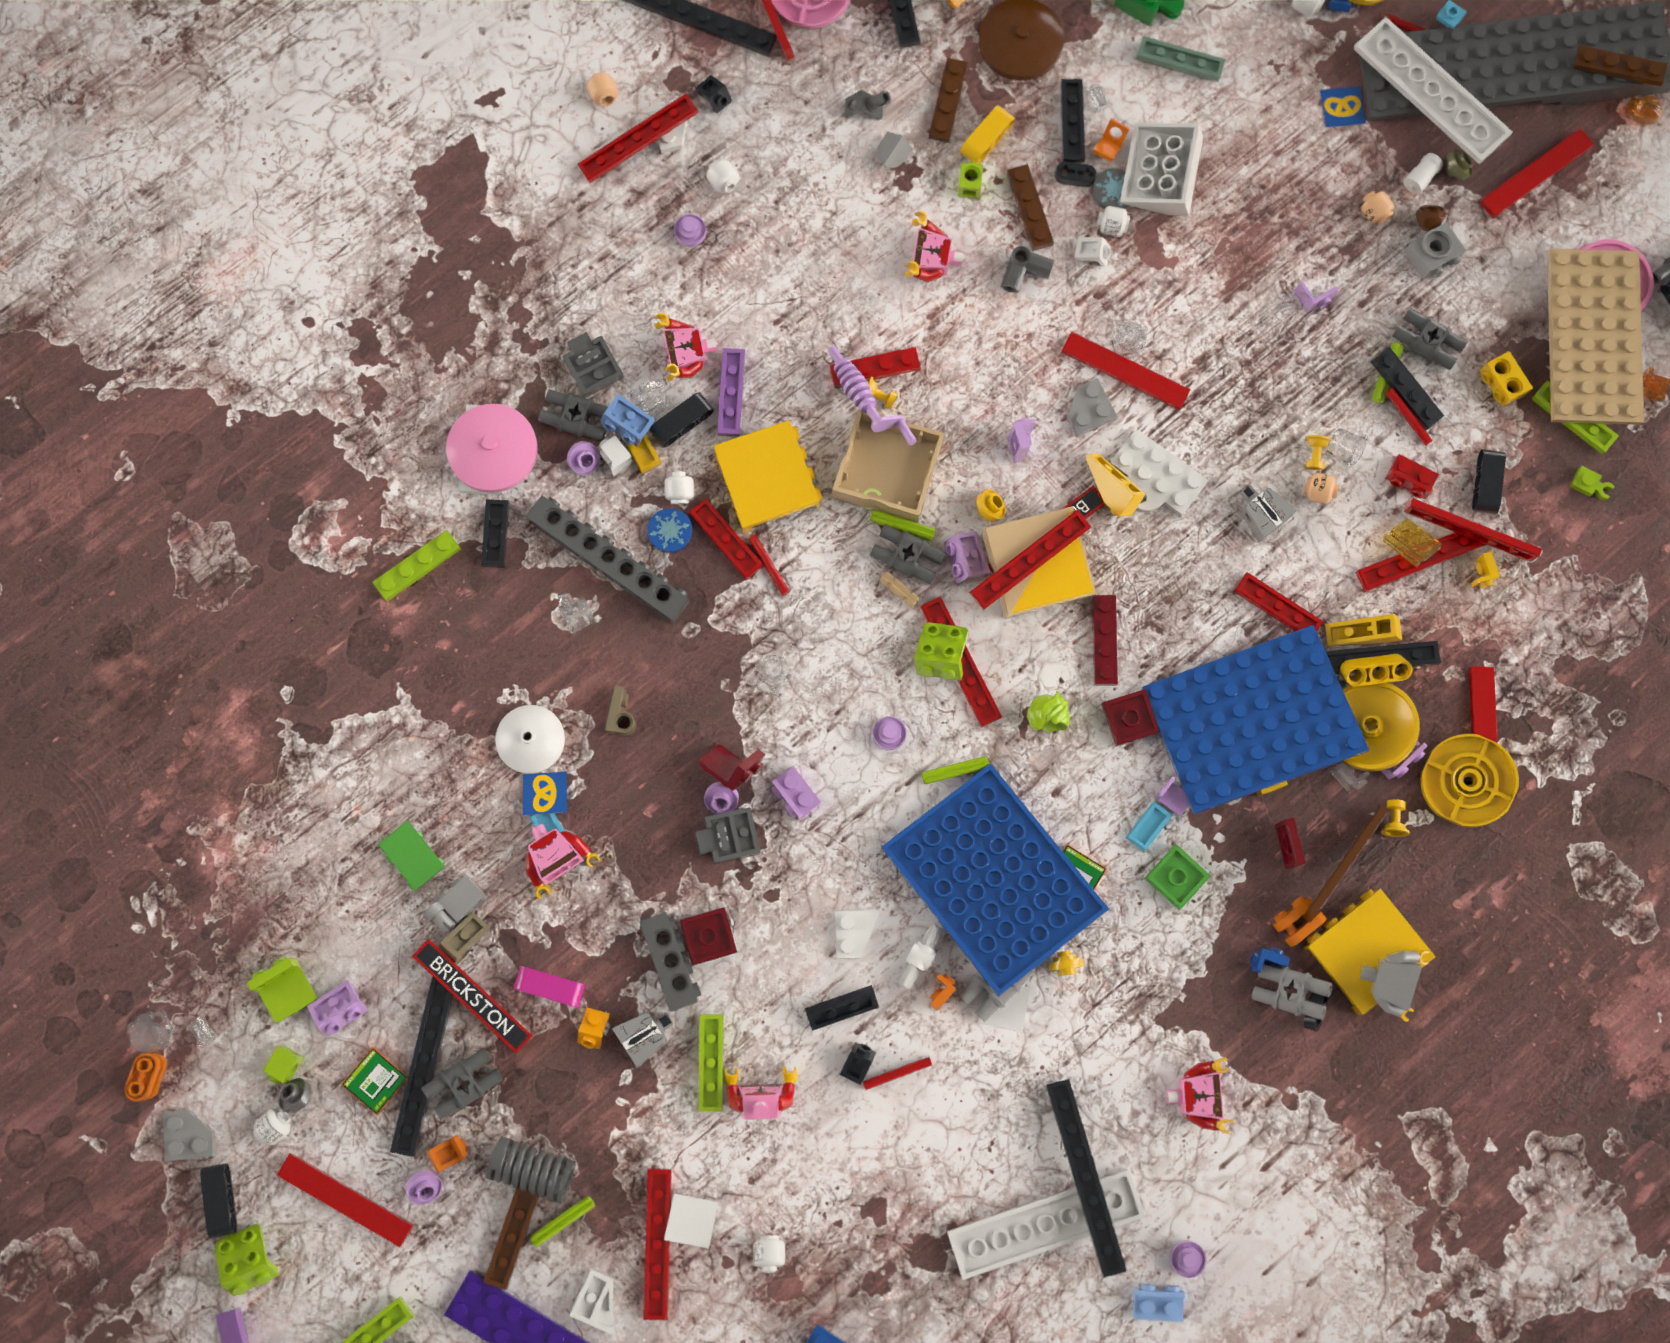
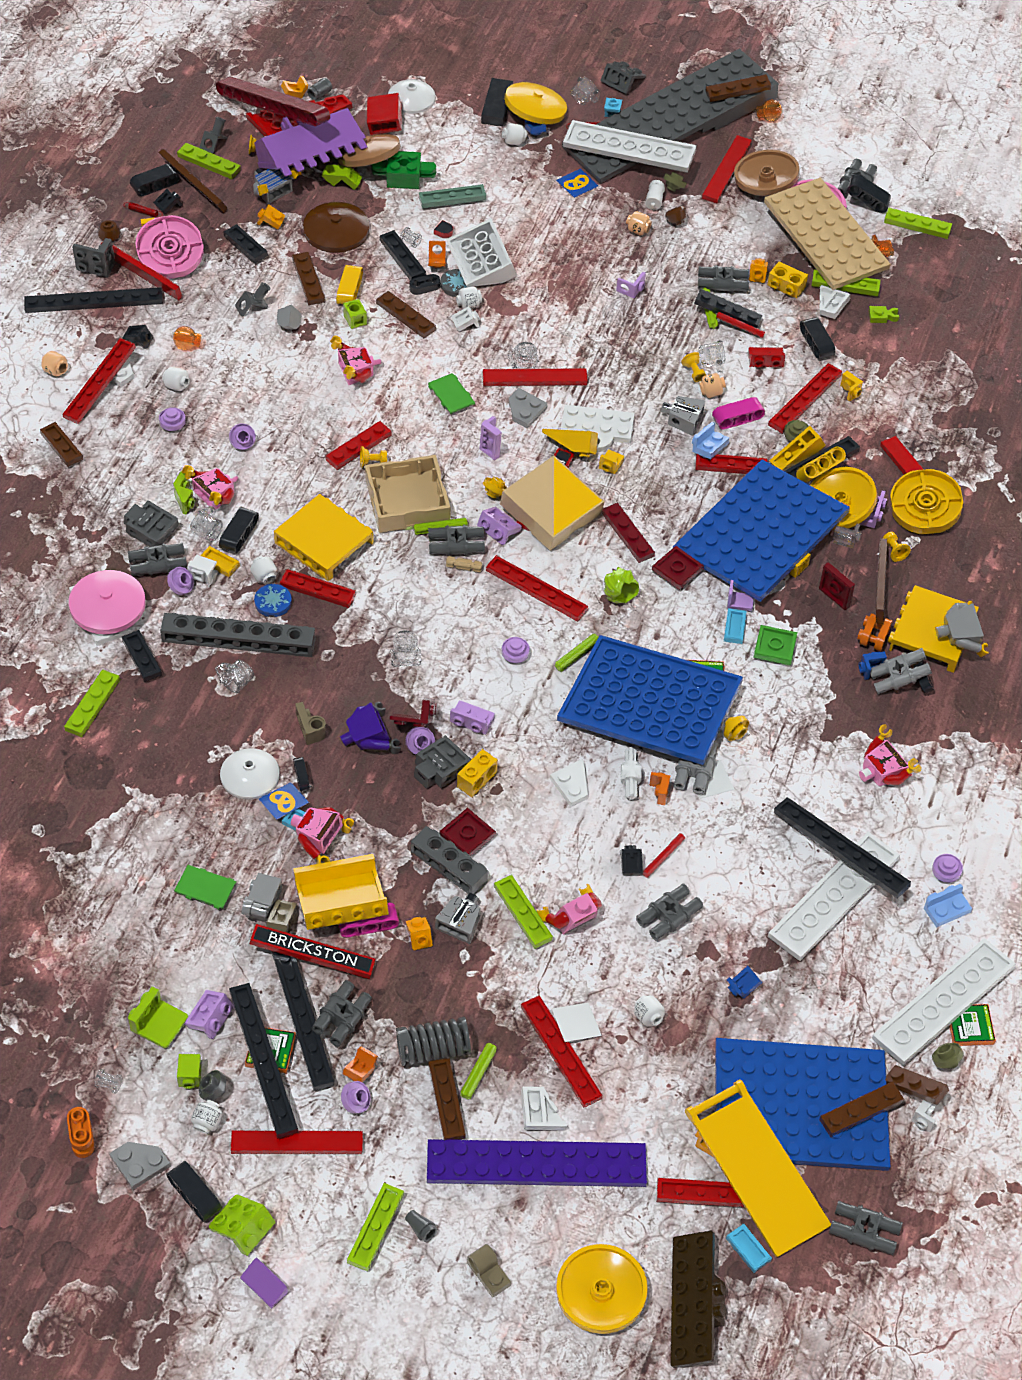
camera: 30 degrees left, 25 degrees down
(148, 1034) = (64, 1099): clear piece -> none
(356, 1096) = (263, 1060): none -> black plate
(534, 945) = (340, 891): none -> yellow panel
(555, 205) = (61, 444): none -> reddish brown plate
(578, 772) = (301, 774): none -> black beam
(627, 420) = (200, 542): medium blue bracket -> none
(646, 347) = (183, 494): none -> lime slope
(675, 754) = (369, 730): none -> dark purple torso
(731, 392) = (264, 499): medium lavender plate -> none
(751, 294) = (242, 436): none -> lavender plate
(758, 870) = (477, 773): none -> yellow brick
(764, 123) = (186, 338): none -> clear orange piece
(770, 567) = (360, 590): red bar -> none
(841, 1007) = (595, 830): black plate -> none
(859, 392) = (359, 454): lavender piece -> none
(871, 1156) = (669, 911): none -> dark grey pin
(885, 1275) = (744, 982): none -> blue bracket
(940, 651) = (520, 584): lime bracket -> none
(1017, 347) = (451, 393): none -> bright green piece
(1030, 559) = (545, 497): red tile -> none
(1033, 264) = (423, 343): dark grey piece -> none
(1142, 534) = (611, 461): none -> yellow bracket
(1143, 103) = (444, 229): none -> black tile
(1269, 567) = (708, 442): none -> light blue bracket
(1328, 542) = (738, 413): none -> dark pink beam
(1381, 601) = (794, 428): none -> olive plate
(1412, 542) = (792, 388): clear yellow plate -> none
(1430, 262) = (692, 231): light grey brick -> none
(1472, 530) = (826, 364): red tile -> none
(1480, 346) = (758, 270): none -> light orange bracket
(1540, 436) = (832, 301): none -> white wing
(1579, 207) = (766, 172): none -> medium nougat dish

